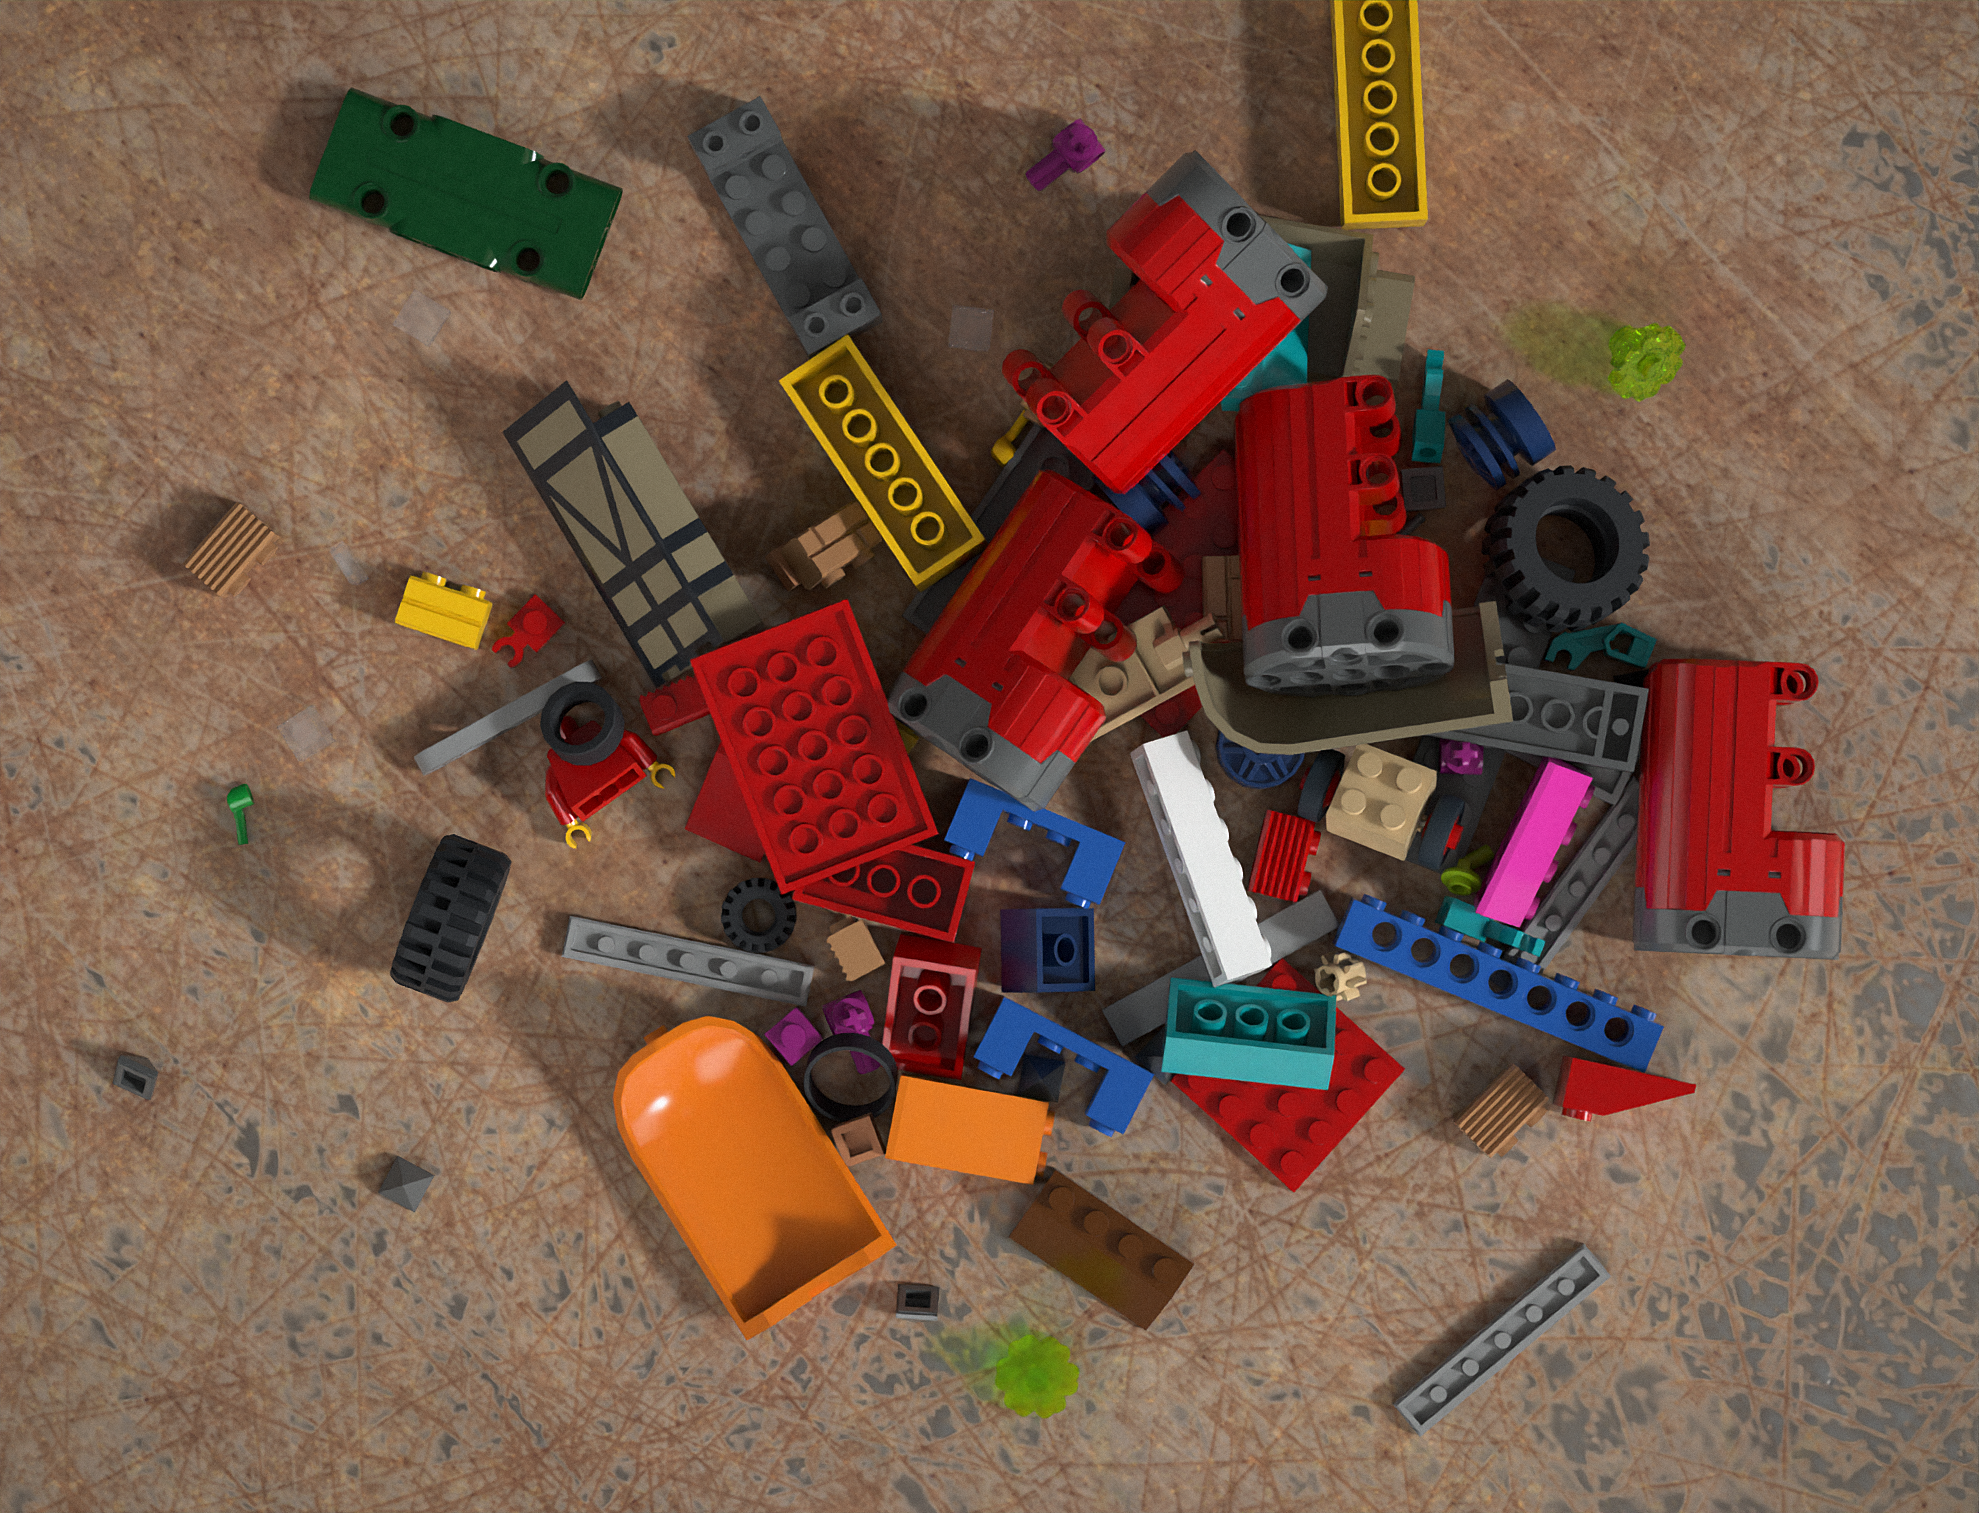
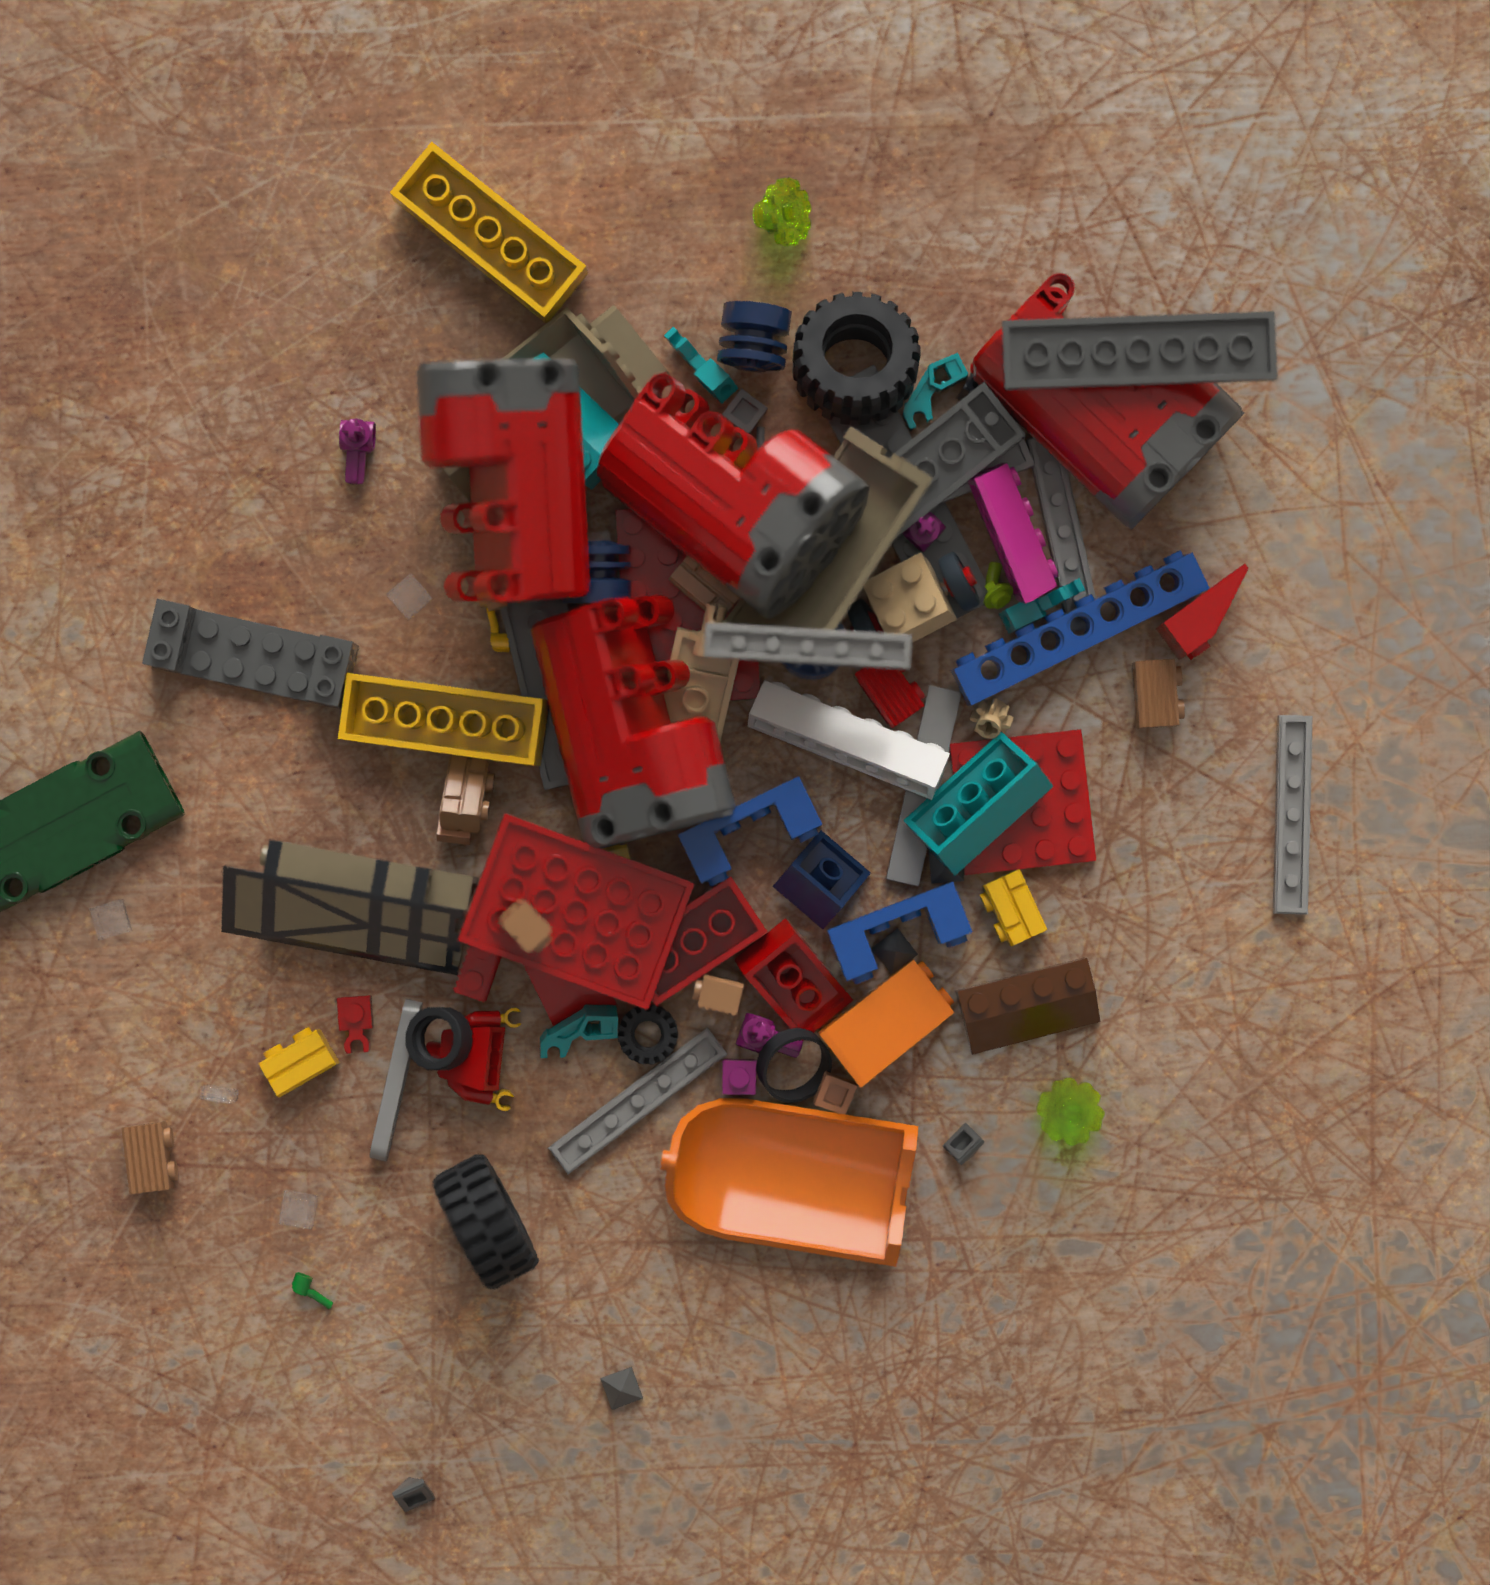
camera: 40 degrees left, 0 degrees up
(706, 840) = (576, 1025): none -> teal piece
(759, 712) = (526, 926): none -> medium nougat brick
(1180, 1153) = (1013, 908): none -> yellow brick
(1253, 743) = (808, 646): none -> light grey tile
(1806, 808) = (1139, 350): none -> dark grey plate

